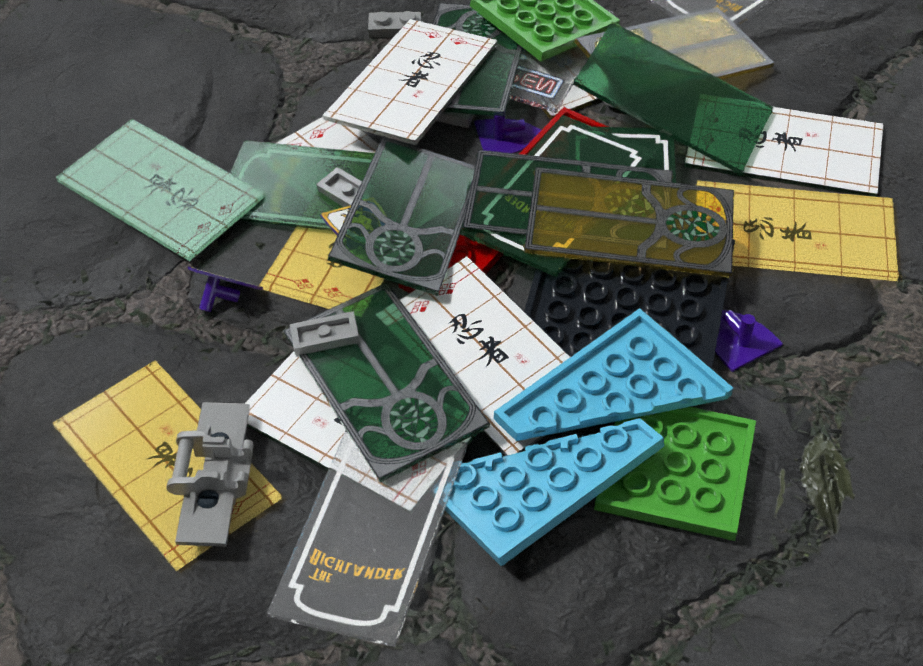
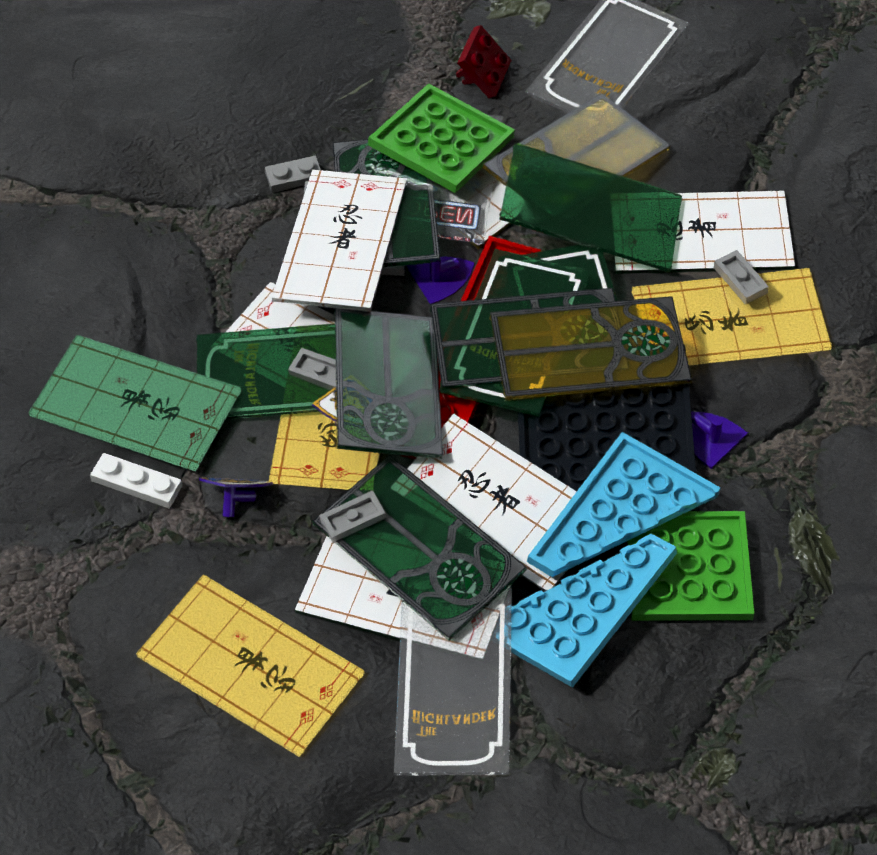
camera: 15 degrees left, 5 degrees up
(129, 258) = (136, 480): none -> white plate
(224, 478) = (313, 664): light grey piece -> none
(815, 190) = (741, 277): none -> light grey plate

